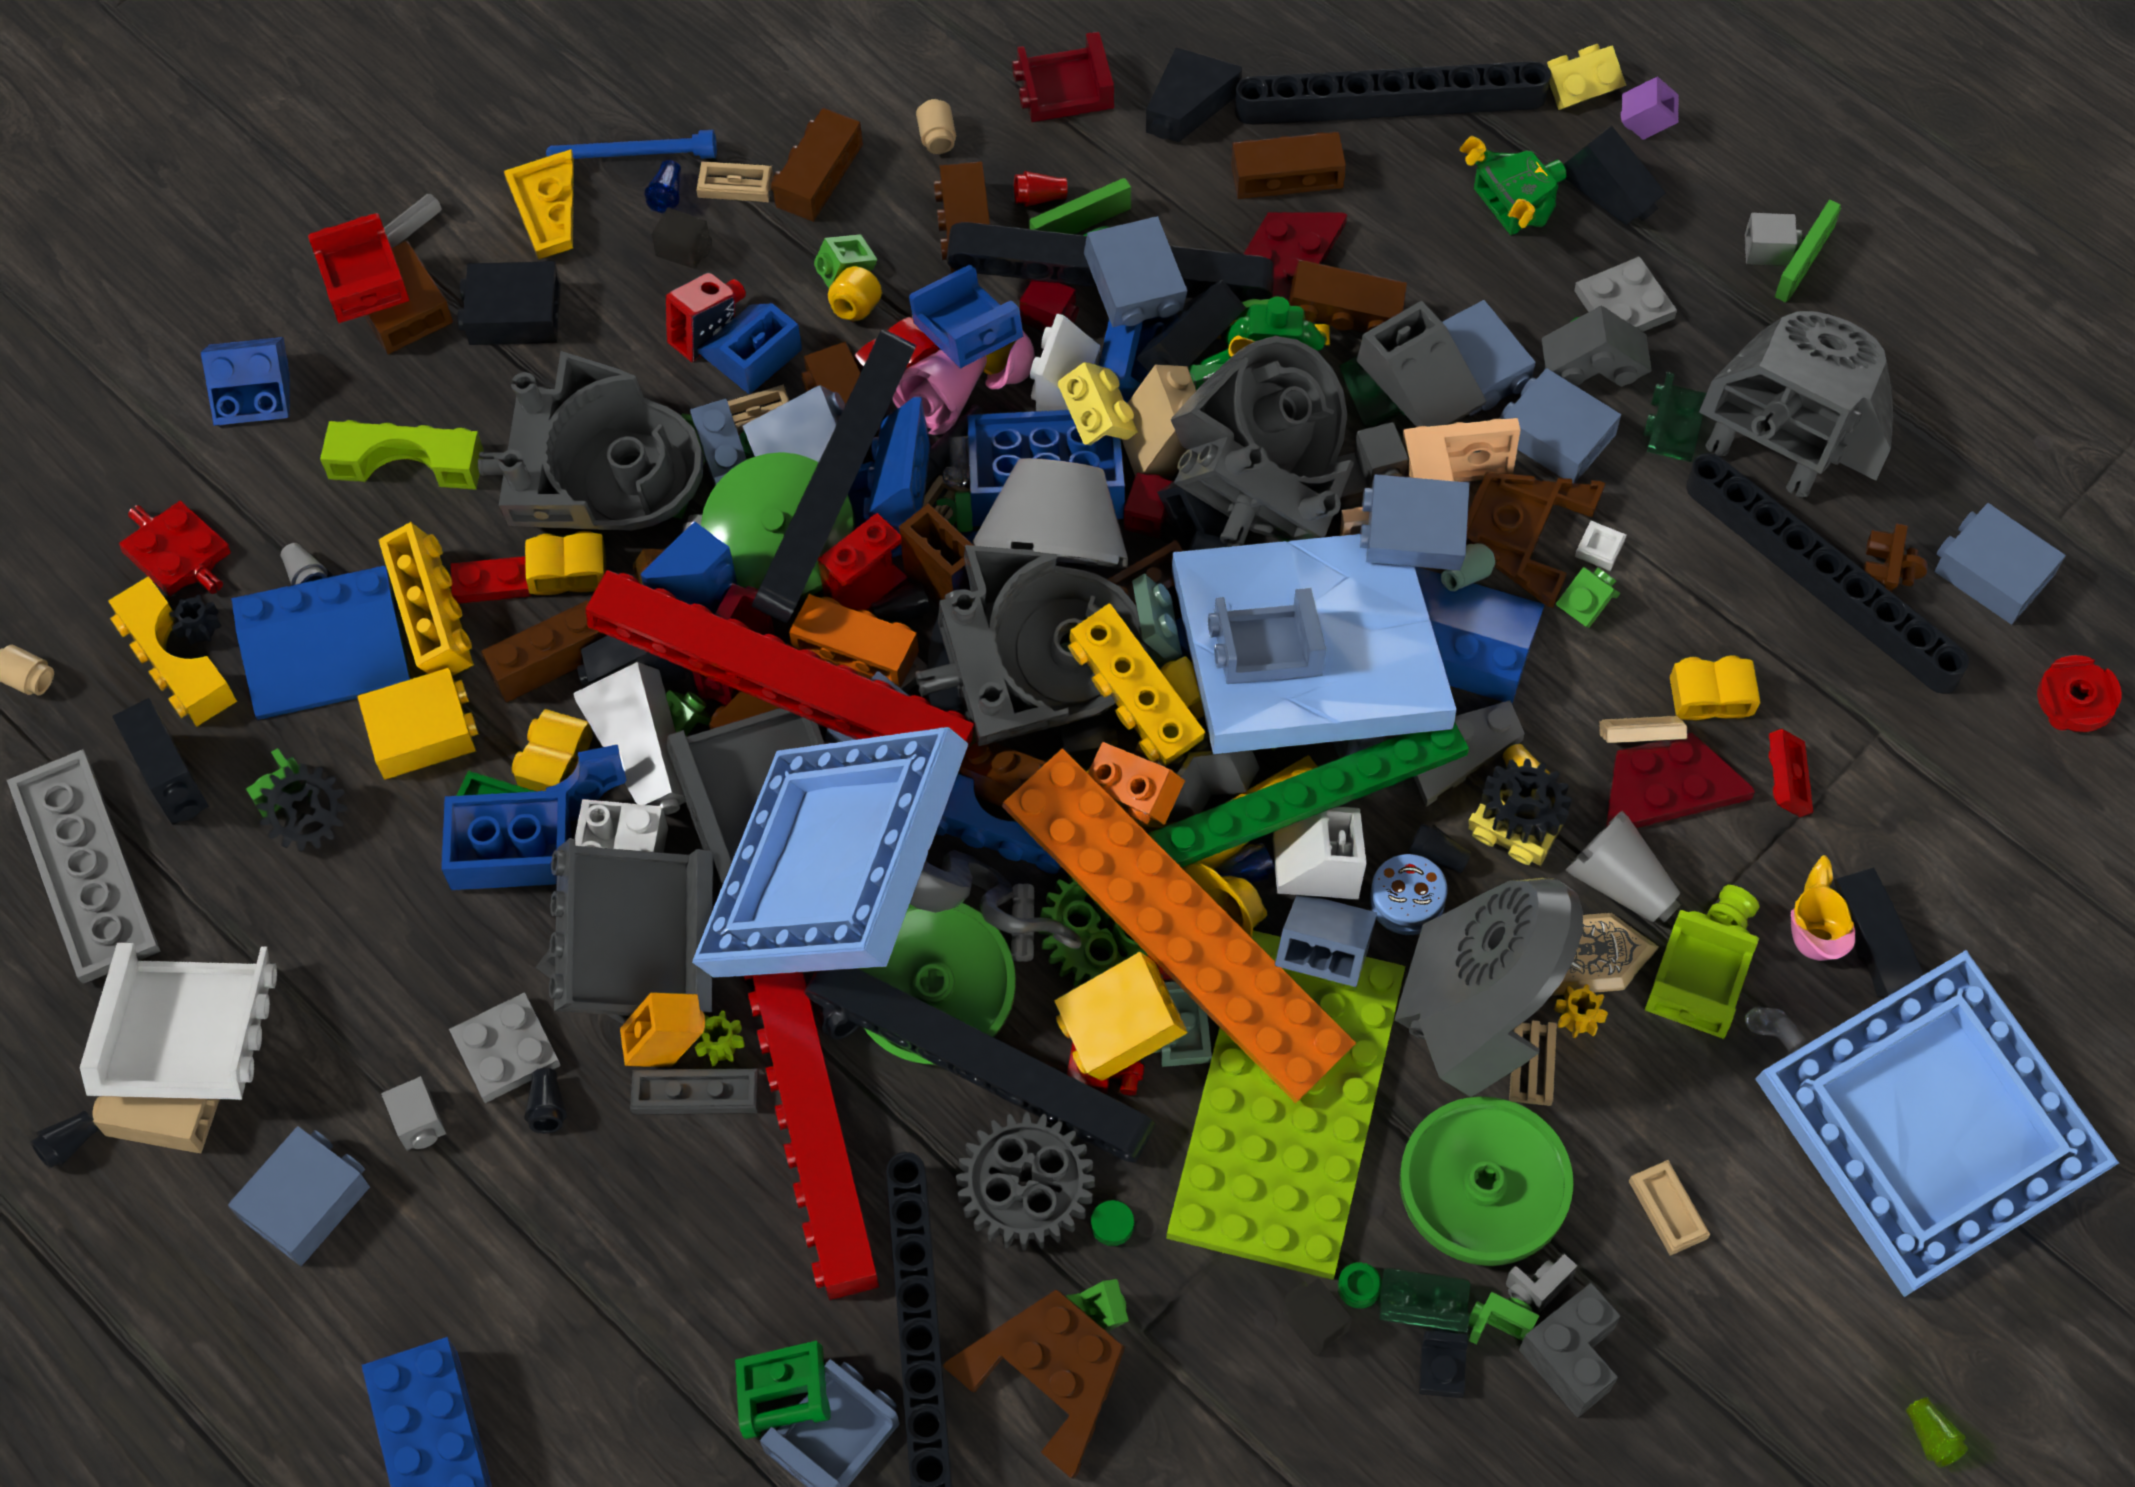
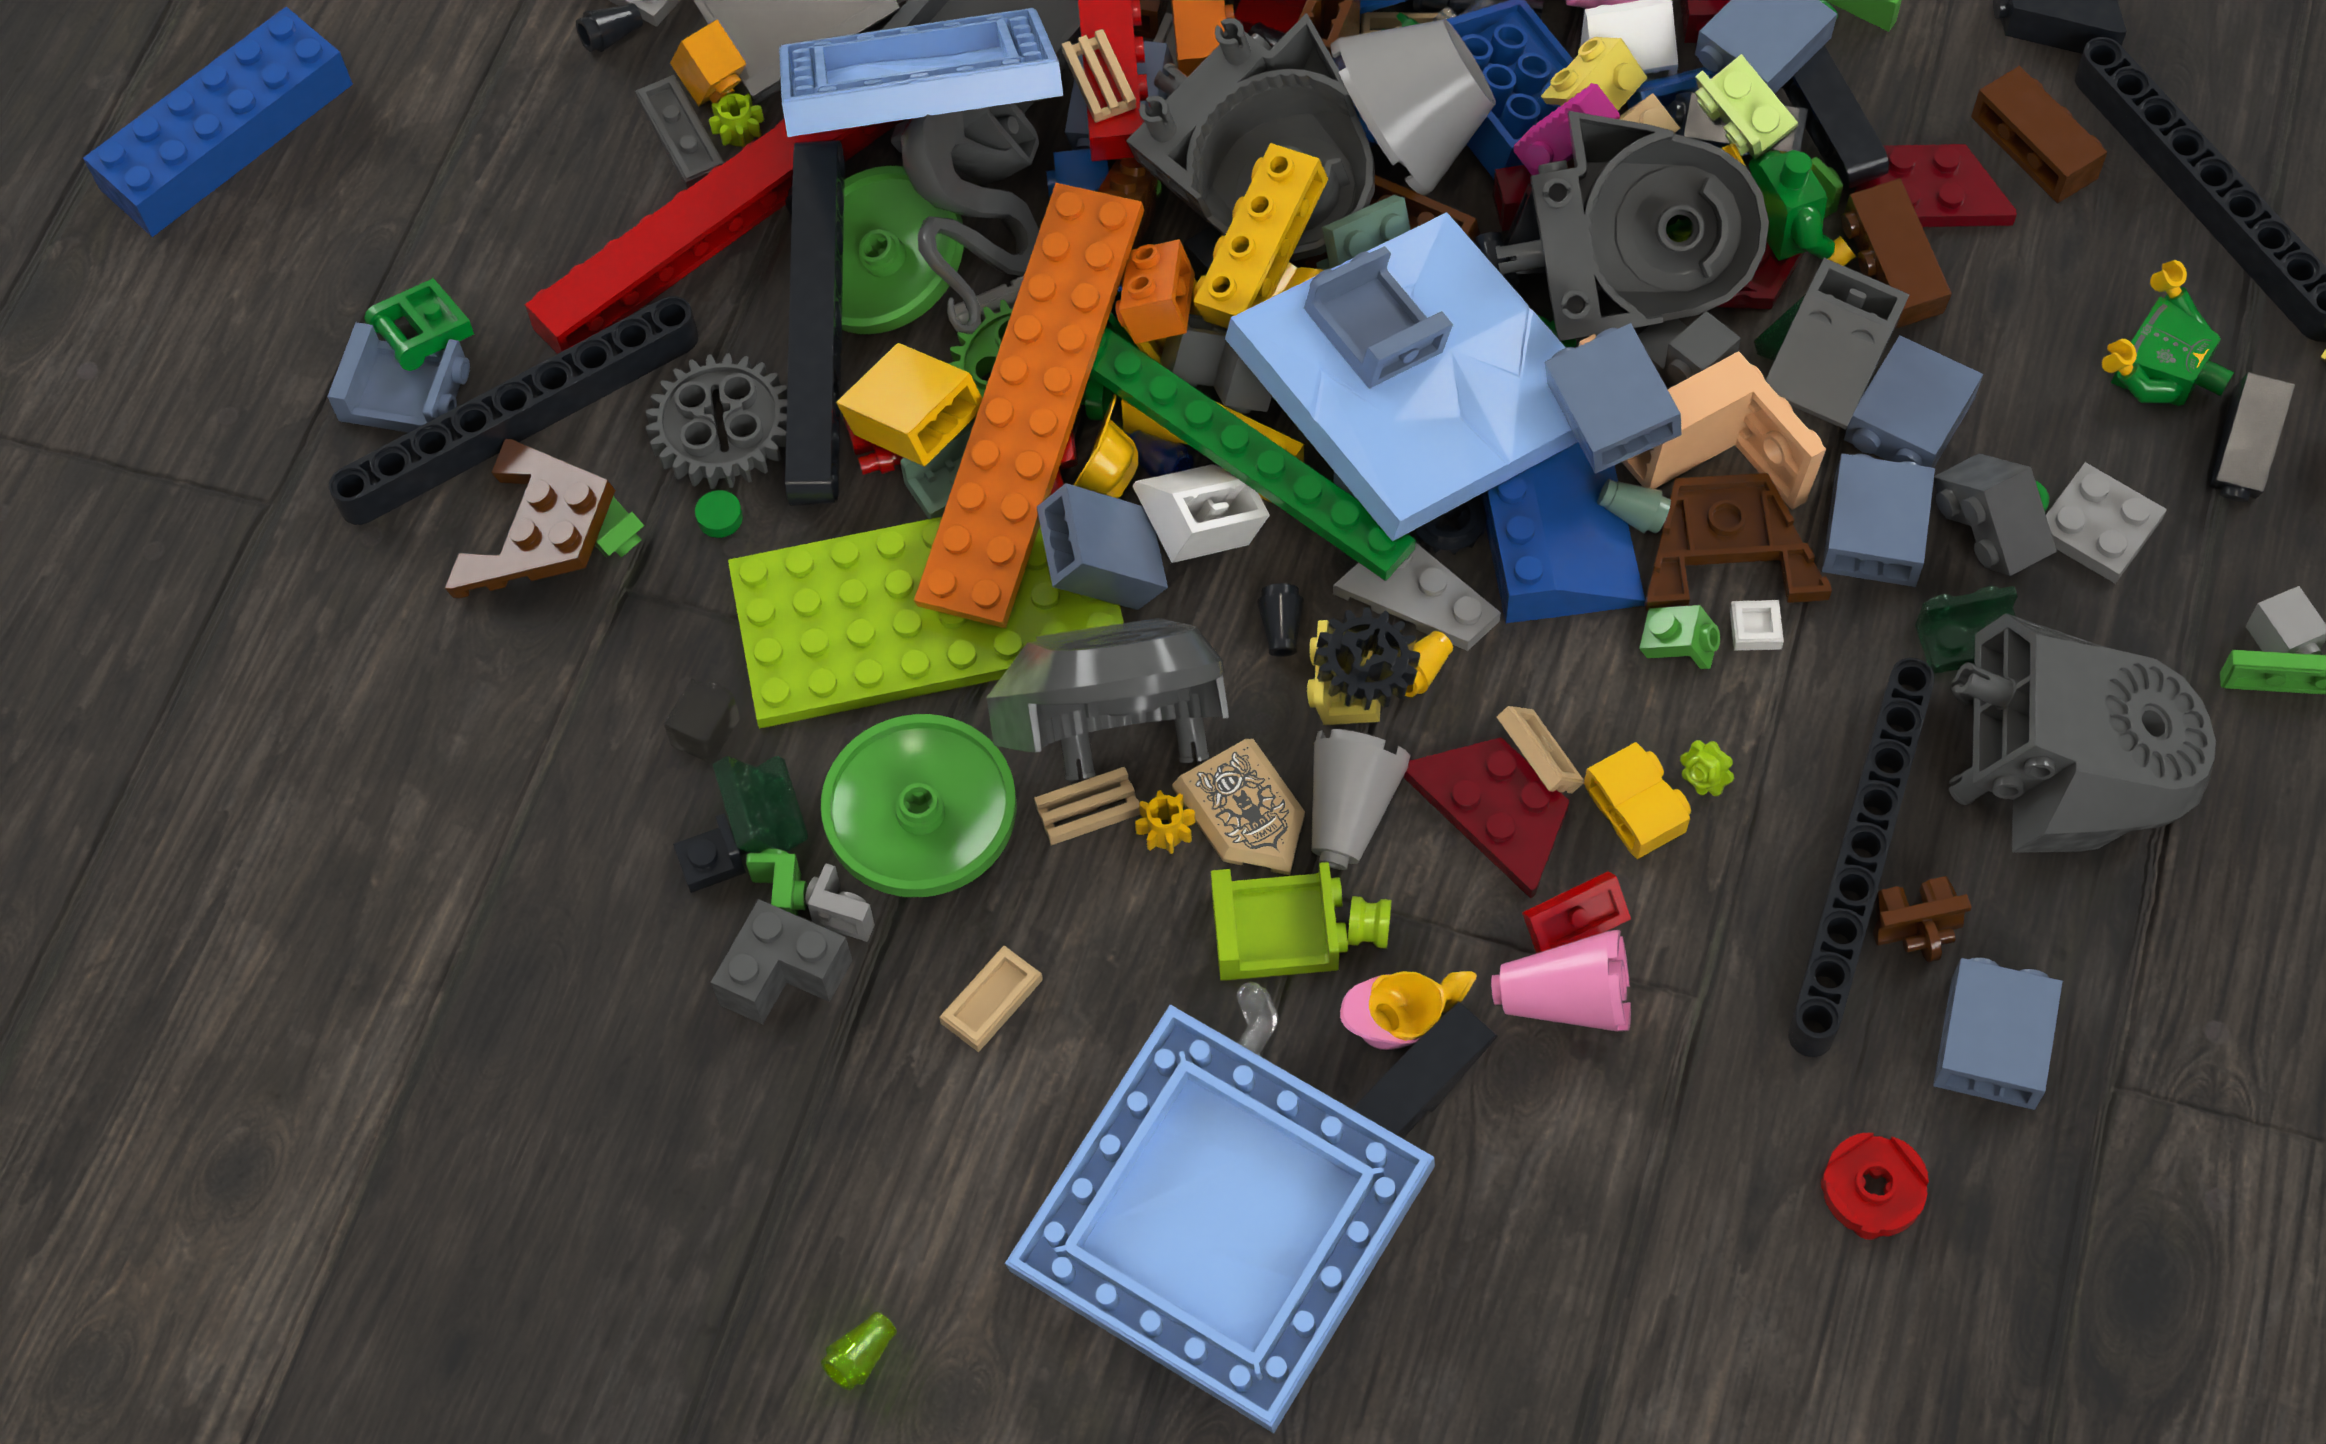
camera: 65 degrees right, 0 degrees up
(903, 711) = (1087, 47): none -> tan tile
(1148, 439) = (1551, 139): none -> dark pink brick
(1203, 314) = (1747, 107): none -> yellowish green bracket
(1359, 1285) = (760, 745): green tile -> none
(1408, 893) = (1217, 604): light blue head -> none
(1709, 632) = (1707, 768): none -> lime plant
(1852, 799) = (1569, 984): none -> bright pink cone

